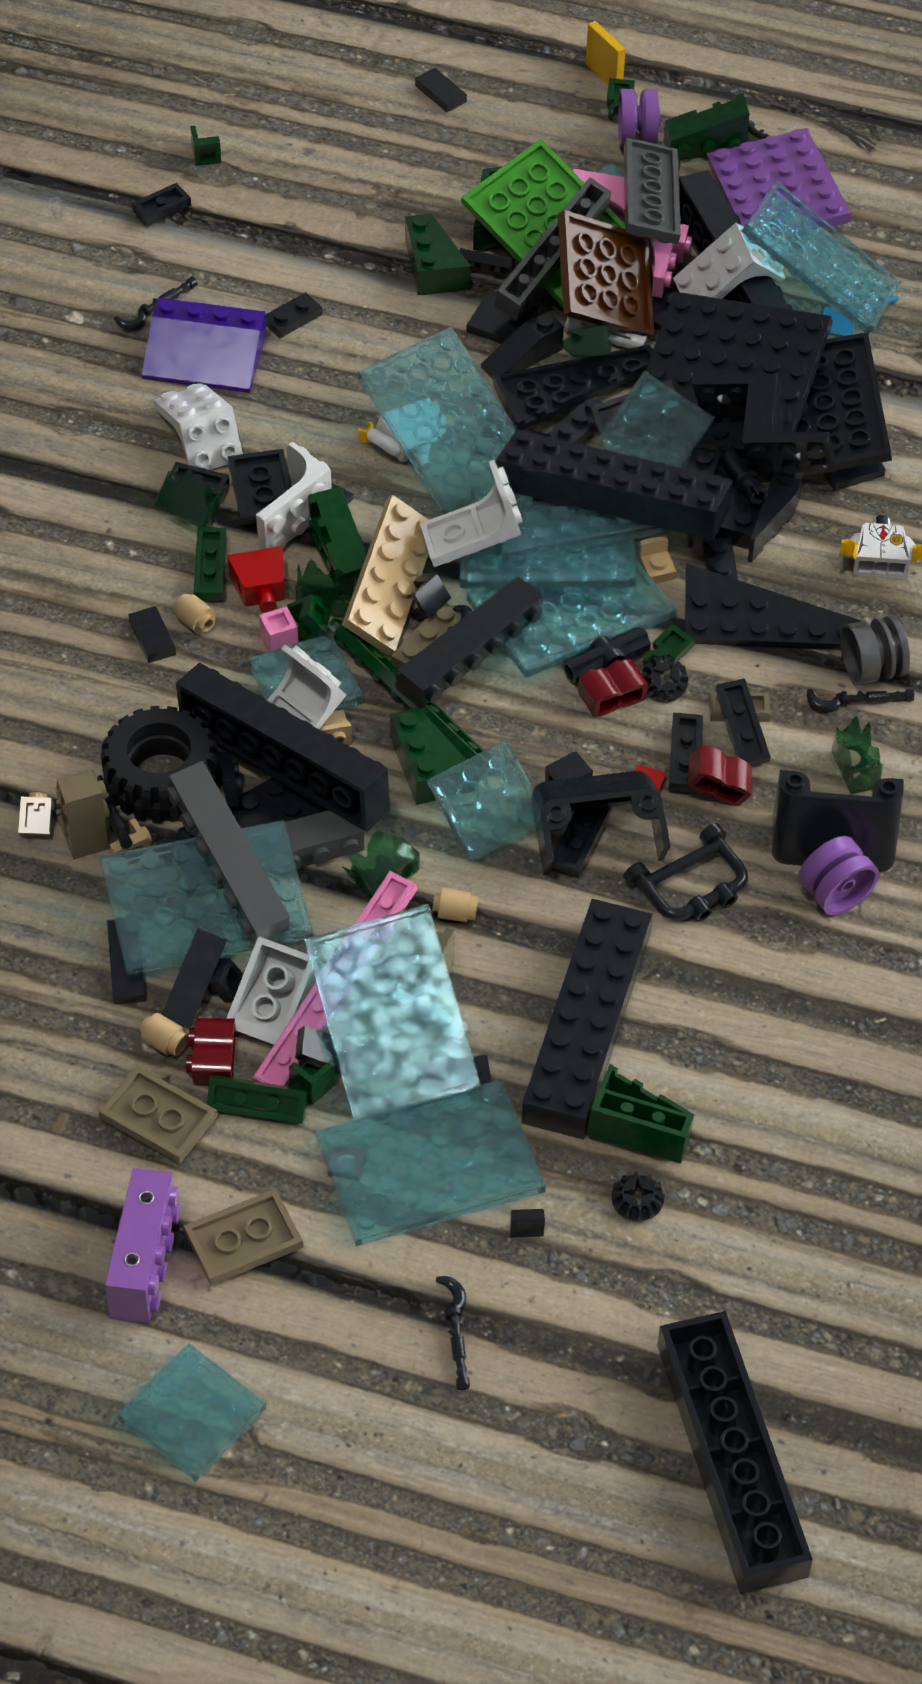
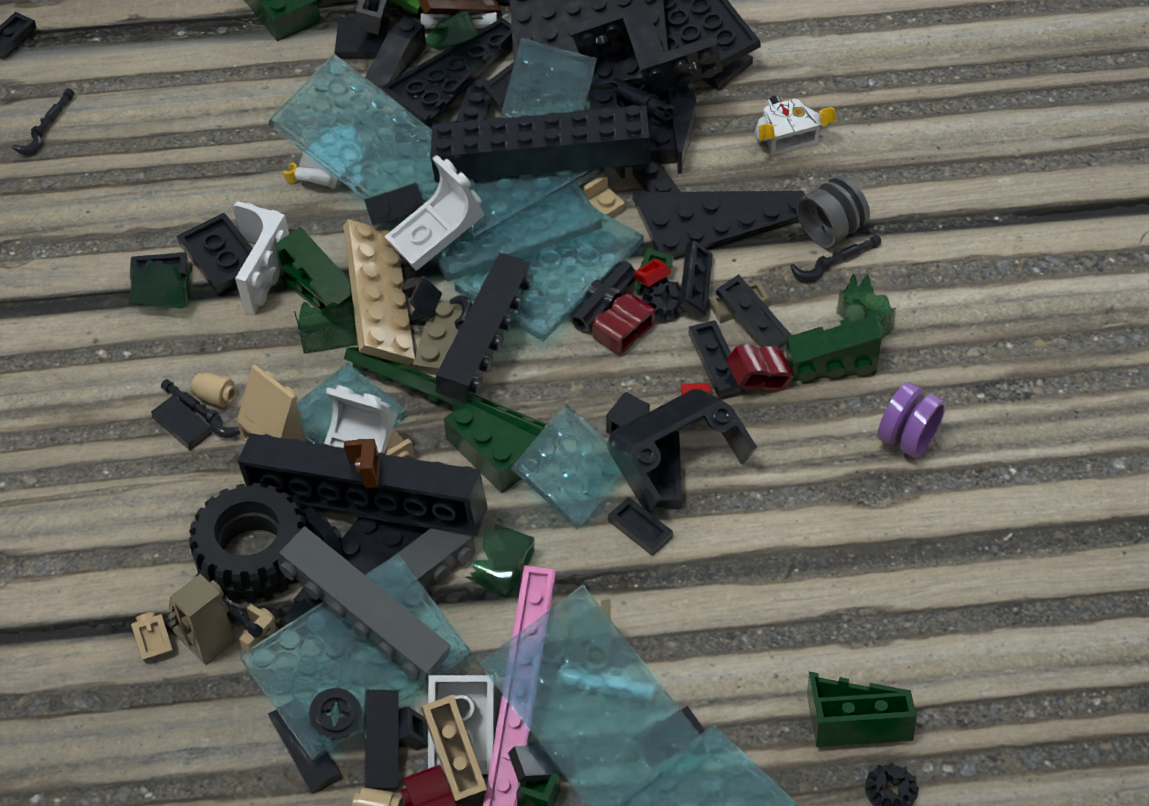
camera: 20 degrees left, 0 degrees up
(155, 926) = (347, 705): none -> black gear
(182, 639) = (212, 417): none -> black piece
(203, 424) = (142, 213): white bracket -> none
(204, 344) = (107, 144): slope -> none
(210, 563) = (206, 338): dark green plate -> none
(231, 648) = (269, 408): none -> tan slope
(250, 1007) = (453, 747): none -> tan brick
(258, 577) = (257, 335): red torso -> none
(278, 629) = (300, 375): bright pink panel -> none
(287, 722) = (367, 459): none -> reddish brown bracket
(293, 315) = (174, 93): black plate -> none
(310, 616) = (324, 355): dark green panel -> none
(444, 494) = (394, 203): none -> black brick
(455, 905) = (588, 572): tan brick -> none
(529, 881) = (640, 526): none -> black tile
(586, 1019) = (762, 638): black brick -> none
(662, 647) = (652, 272): none -> red tile
(698, 906) = (802, 492): black bar -> none
(705, 670) = (696, 280): none -> black tile
(810, 819) = (863, 384): black windscreen -> none
(823, 775) = (837, 351): none -> dark green wedge

